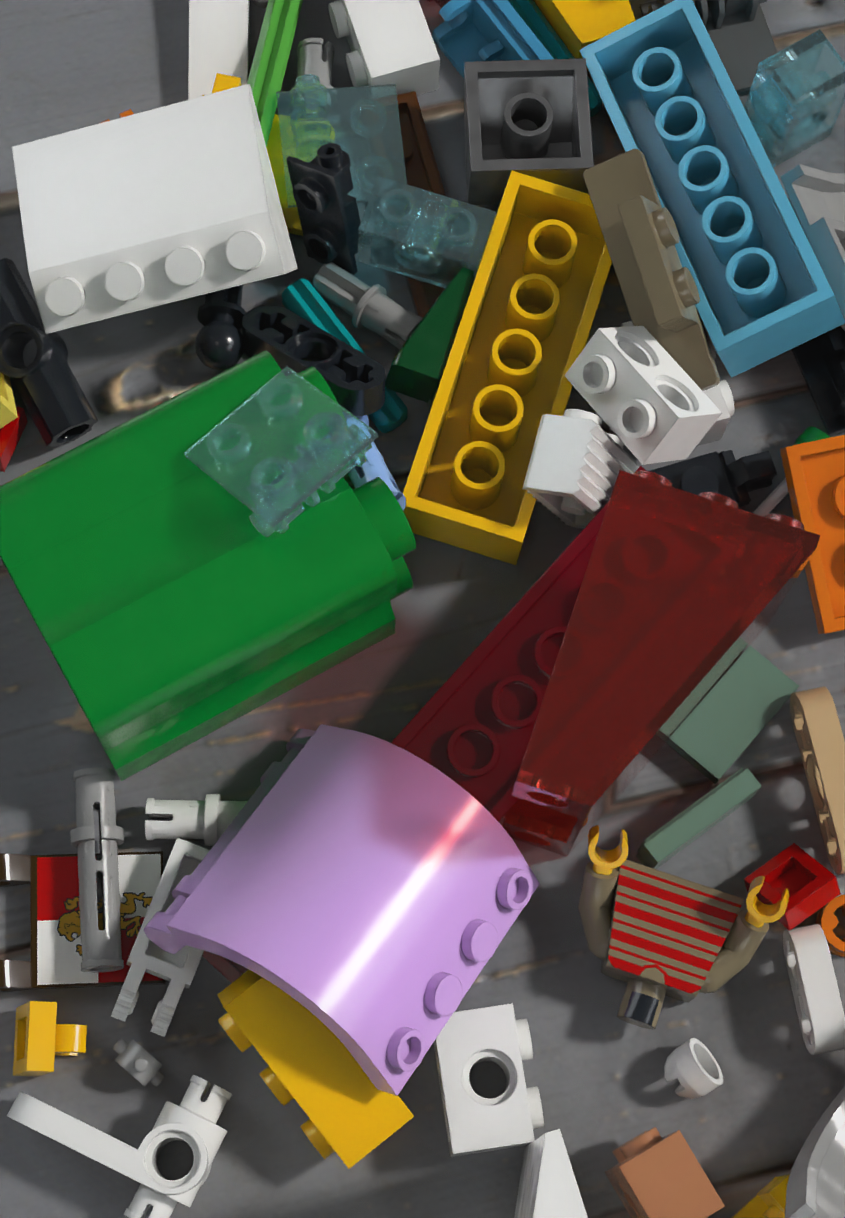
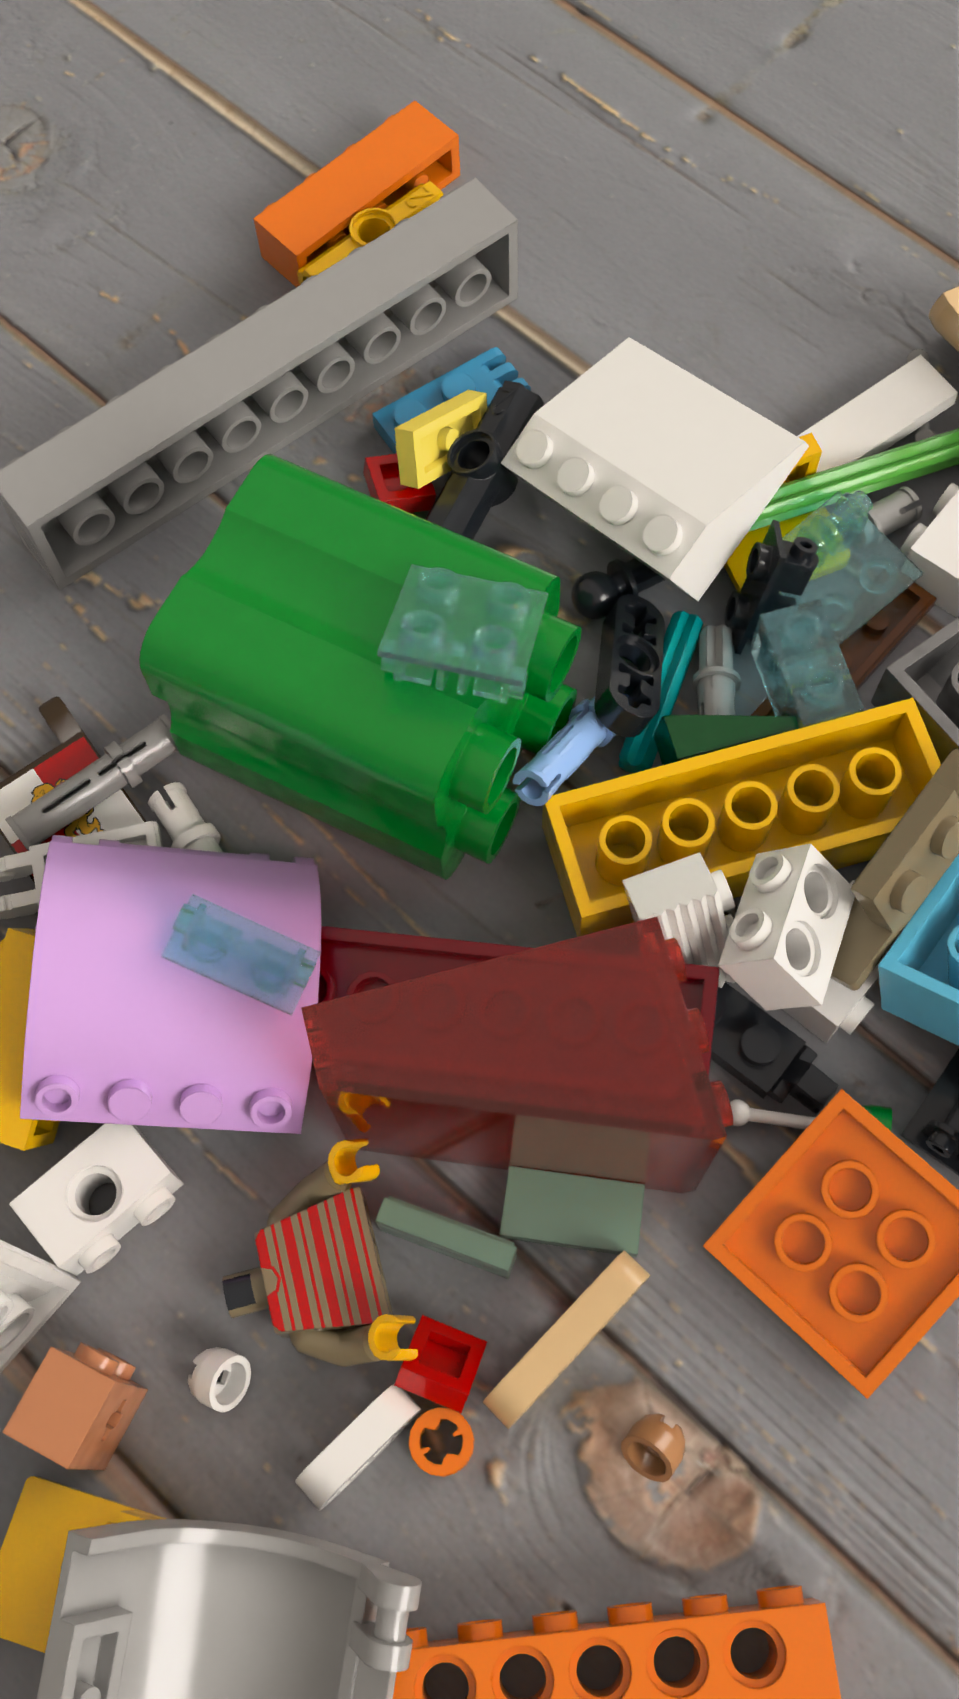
camera: 65 degrees right, 5 degrees down
(397, 817) = (240, 954): none -> clear light blue hinge

